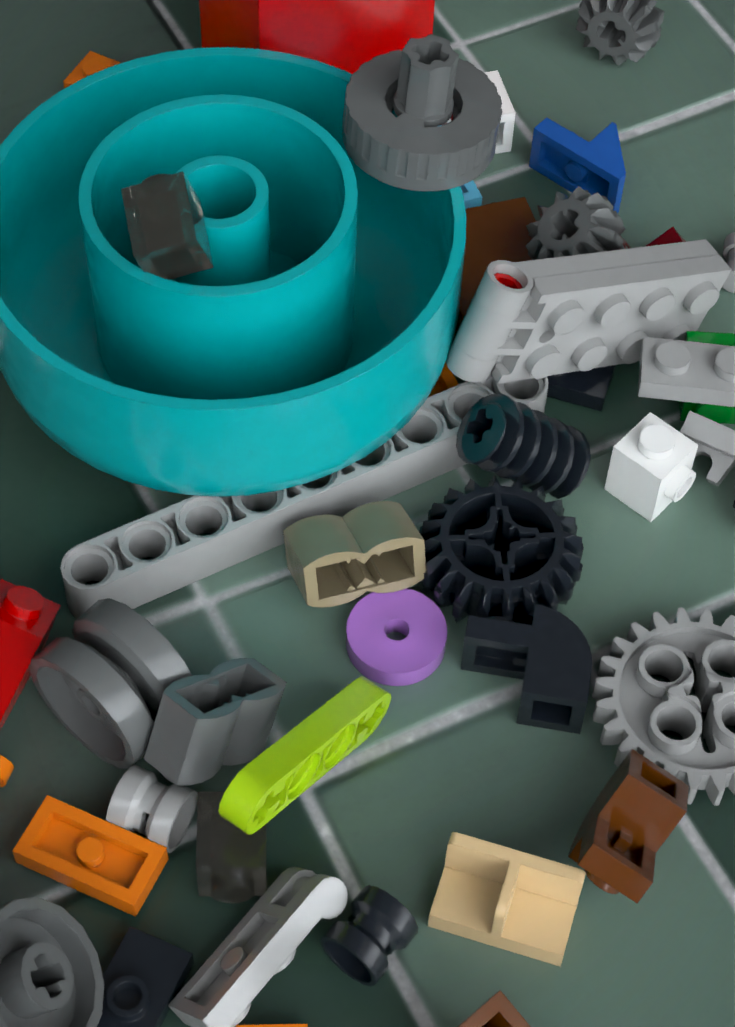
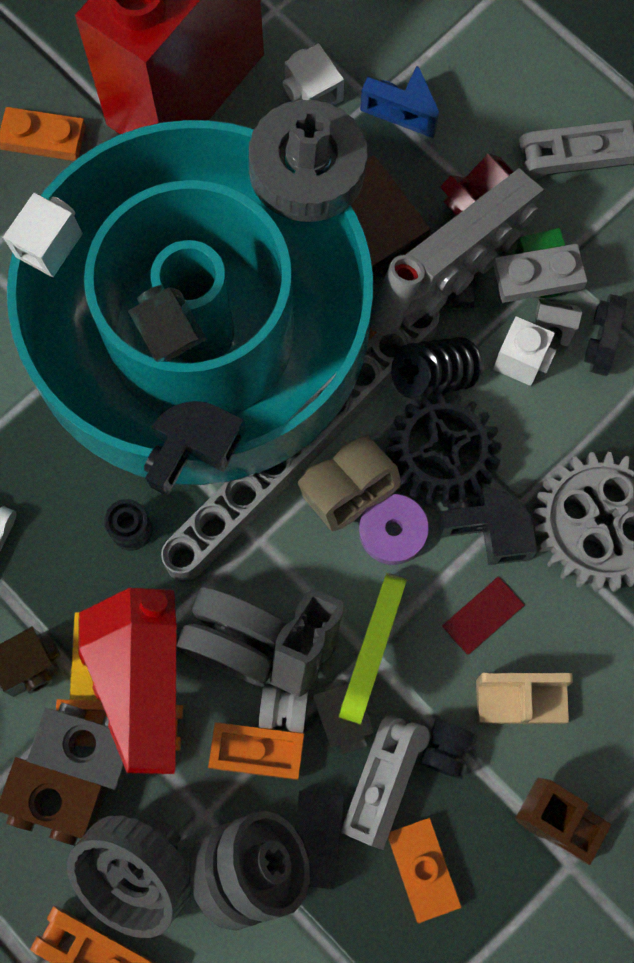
camera: 15 degrees left, 20 degrees up
(37, 523) = (133, 531): none -> black wheel
(58, 108) = (43, 233): none -> white brick
(144, 356) = (191, 430): none -> black brick
(485, 784) = (482, 615): none -> dark red sticker
(575, 226) = (438, 182): dark grey gear -> none
(629, 826) = (583, 629): reddish brown brick -> none

